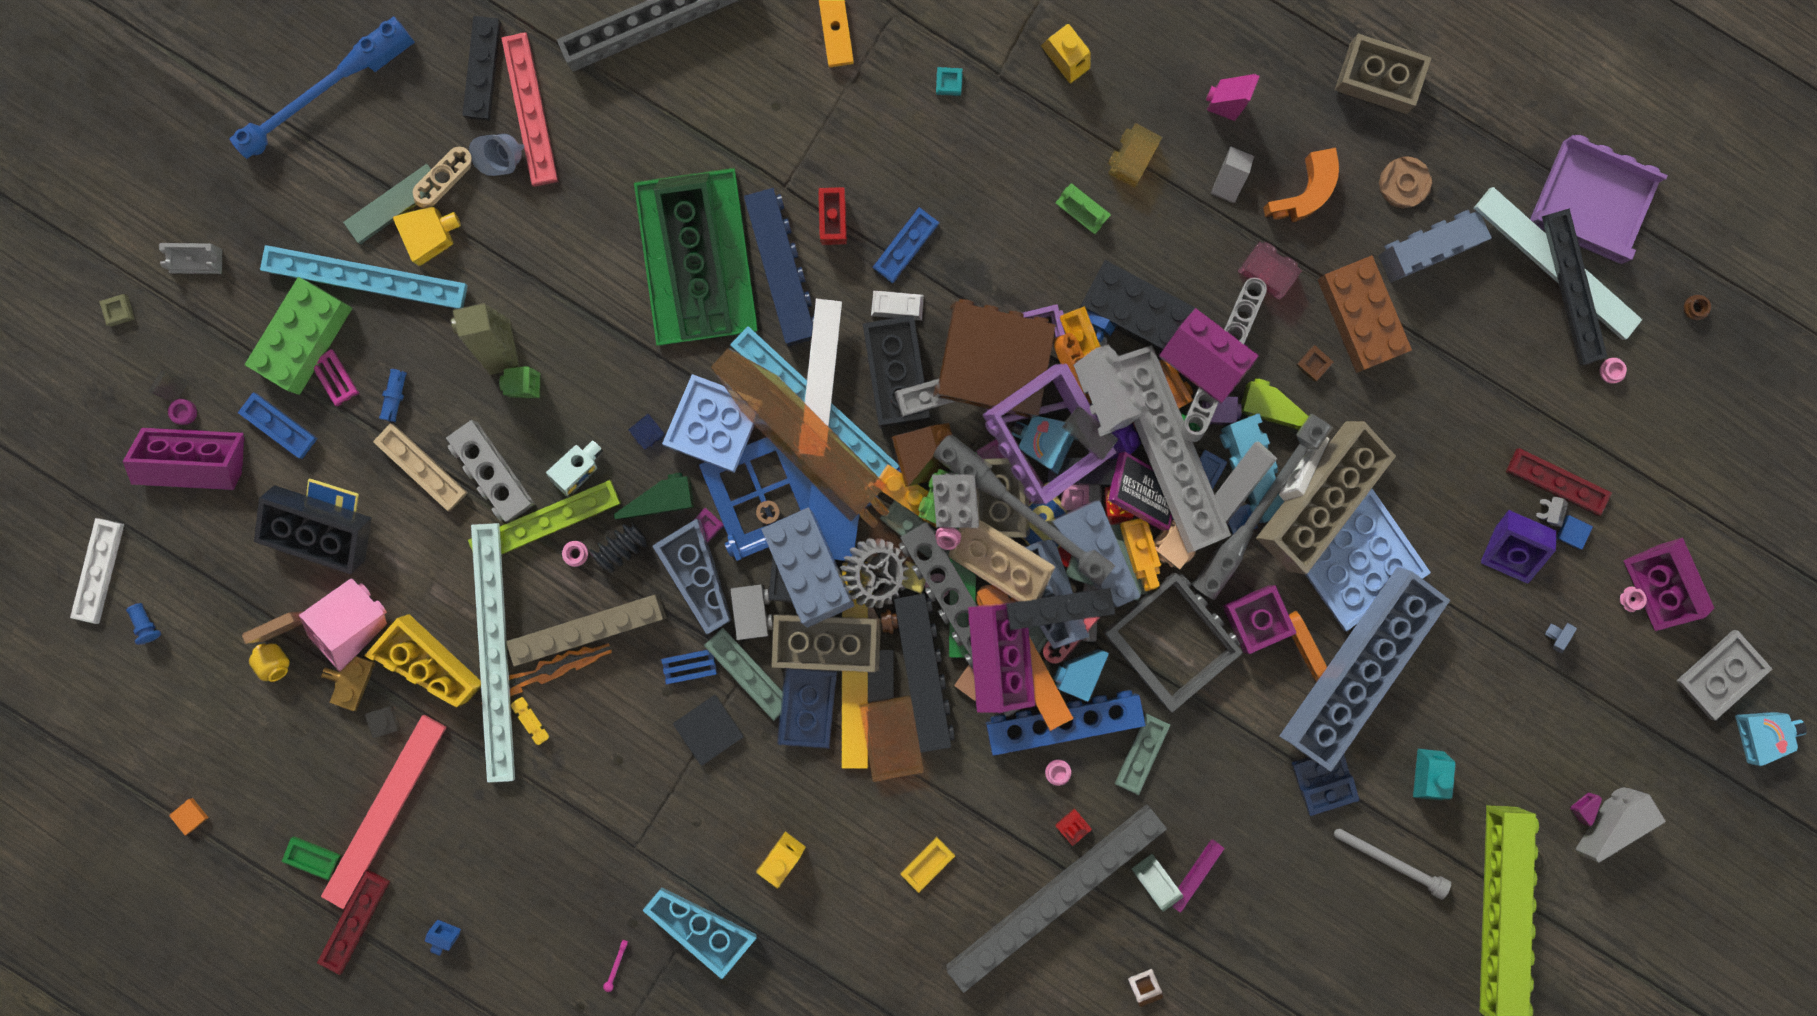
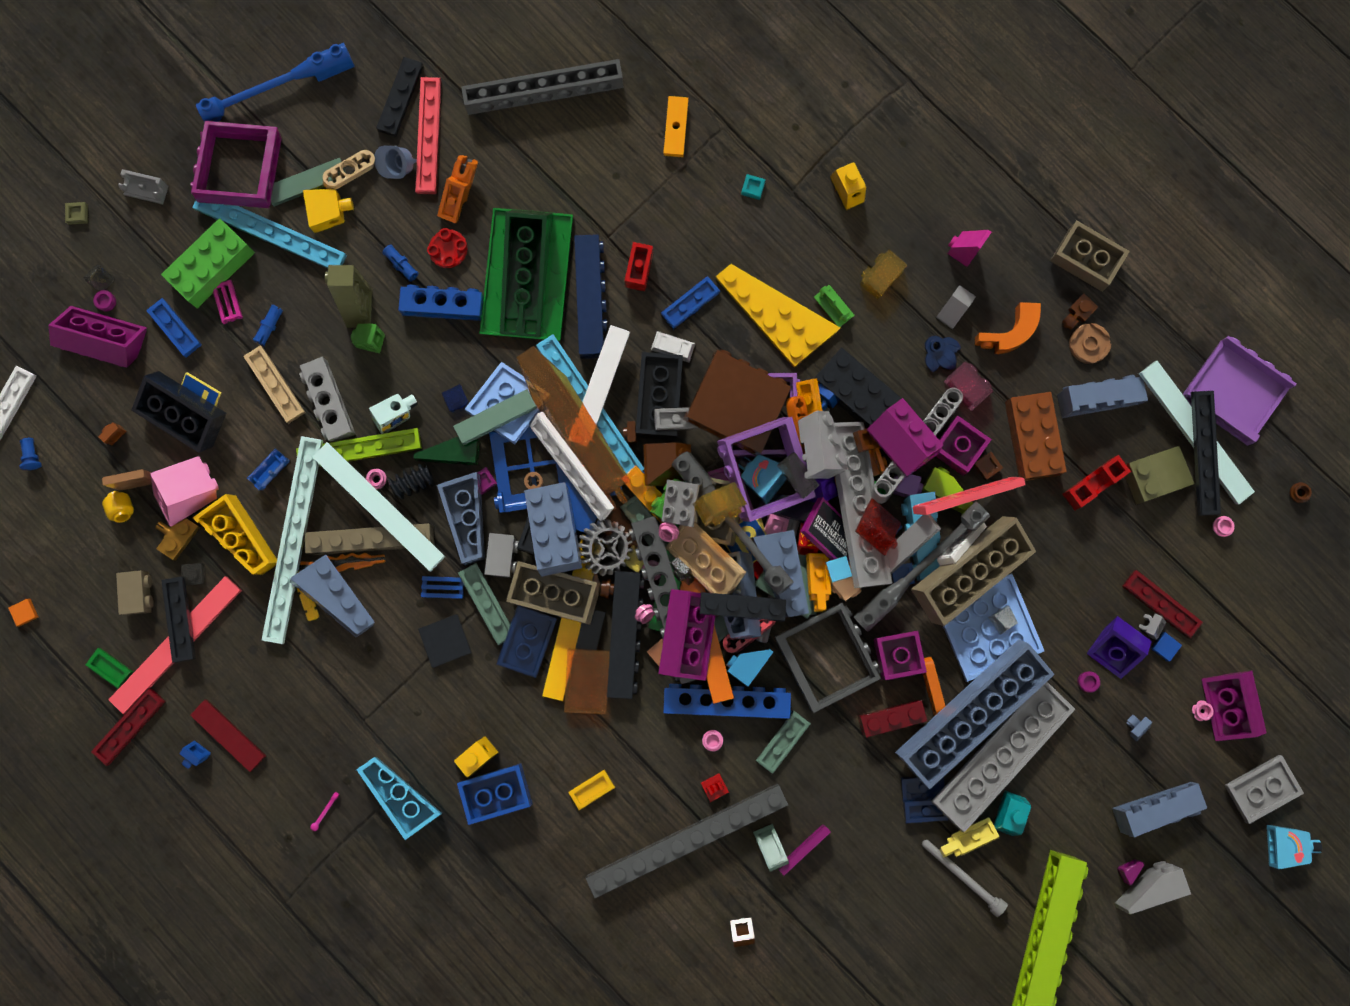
camera: 15 degrees right, 5 degrees down
(236, 574) = (111, 433): none -> dark orange plate
(317, 761) = (134, 592): none -> dark tan brick
(342, 201) = (236, 131): none -> magenta window
(380, 781) = (178, 619): none -> black plate
(440, 574) = (268, 469): none -> blue hinge
(476, 904) = (228, 735): none -> dark red tile
(536, 279) = (400, 263): none -> blue pin
(560, 315) = (410, 295): none -> blue brick
(560, 708) = (329, 590): none -> sand blue wedge
(584, 170) = (457, 188): none -> orange plate
(588, 589) = (379, 507): none -> light aqua tile
(590, 247) = (447, 248): none -> red dish
(702, 445) = (495, 417): none -> sand green tile
(810, 484) = (571, 466): none -> white tile
(814, 898) = (494, 794): none -> blue brick
(870, 425) = (629, 432): none -> reddish brown plate
(942, 642) = (644, 613): none -> bright pink plate
(975, 581) = (682, 571): none -> clear smoke plate
(1005, 492) = (719, 504): none -> clear yellow brick
(1026, 242) = (784, 321): none -> yellow wing
(1159, 370) = (864, 441): none -> reddish brown plate
(1163, 534) = (838, 569): none -> medium azure tile
(1200, 472) = (878, 527): none -> clear red hinge
(1230, 239) = (943, 355): none -> dark blue plate
(1266, 696) = (892, 718): none -> dark red brick
(1278, 346) = (962, 445): none -> magenta brick
(1300, 408) = (968, 495): none -> coral tile
(1373, 546) = (1003, 619): none -> clear smoke slope
(1387, 143) = (1081, 309): none -> reddish brown plate
(1390, 815) = (973, 838): none -> light yellow hinge
(1407, 712) = (1002, 757): none -> light grey plate
(1450, 351) = (1096, 482): none -> red arch
(1490, 596) = (1088, 681): none -> magenta tile
(1521, 326) = (1158, 475): none -> olive slope
(1606, 729) = (1159, 809): none -> sand blue wedge

